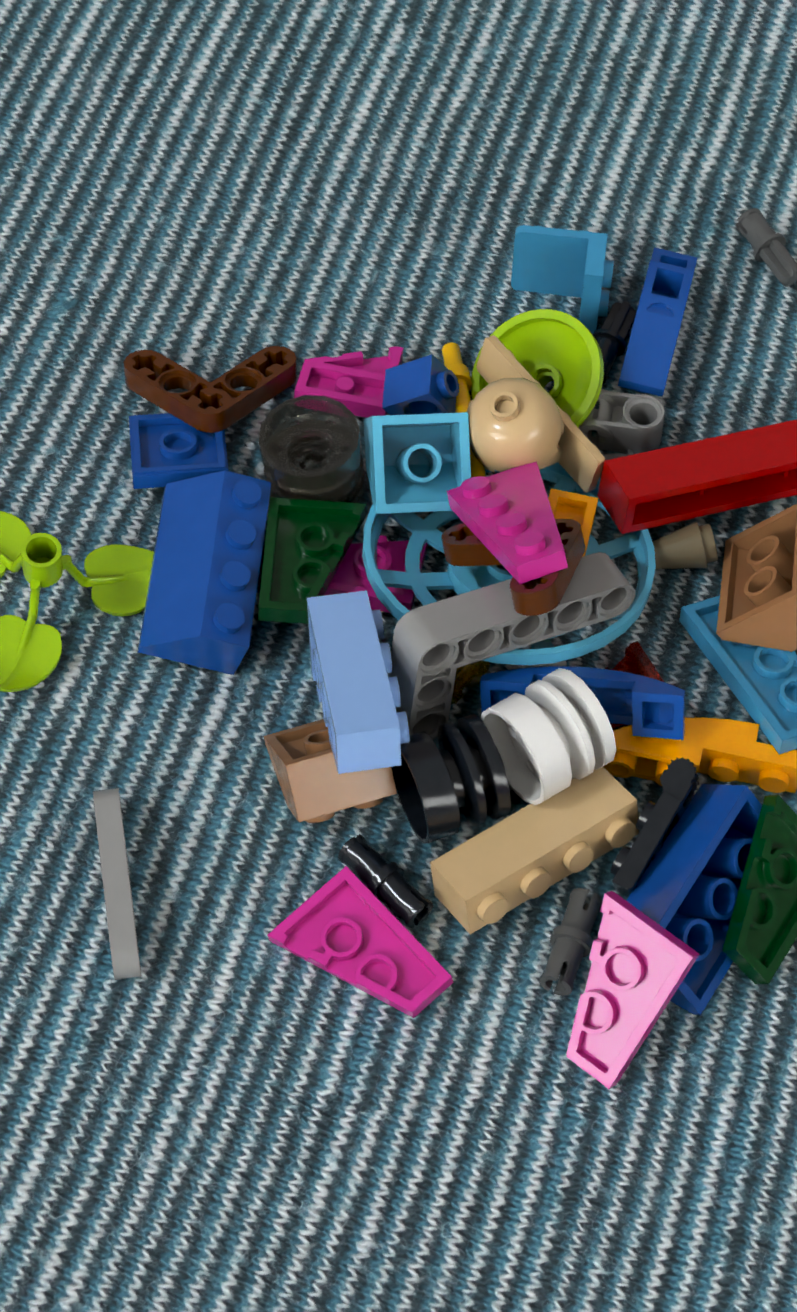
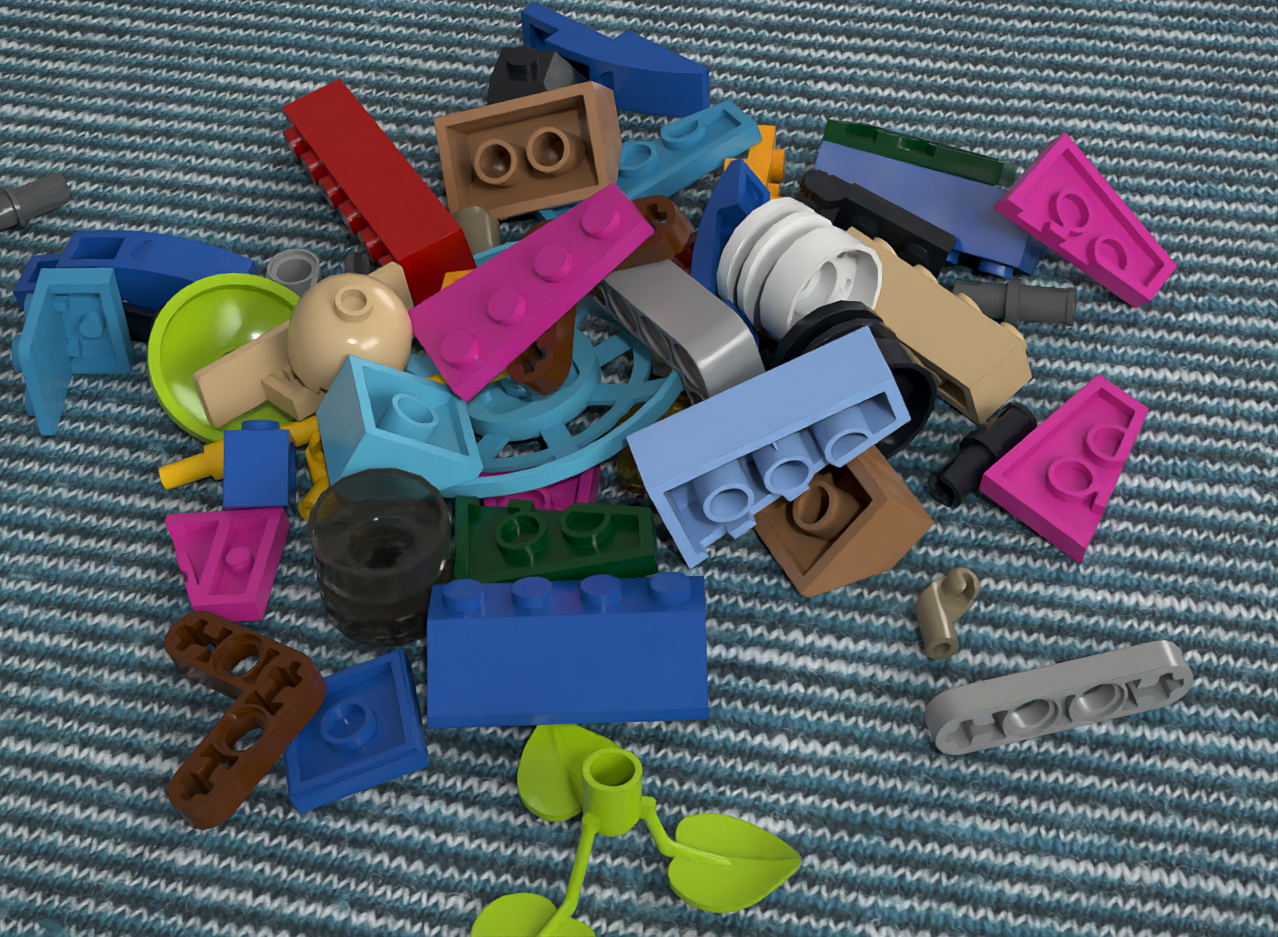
camera: 90 degrees left, 15 degrees down
(228, 825) = (942, 607): none -> dark tan arm

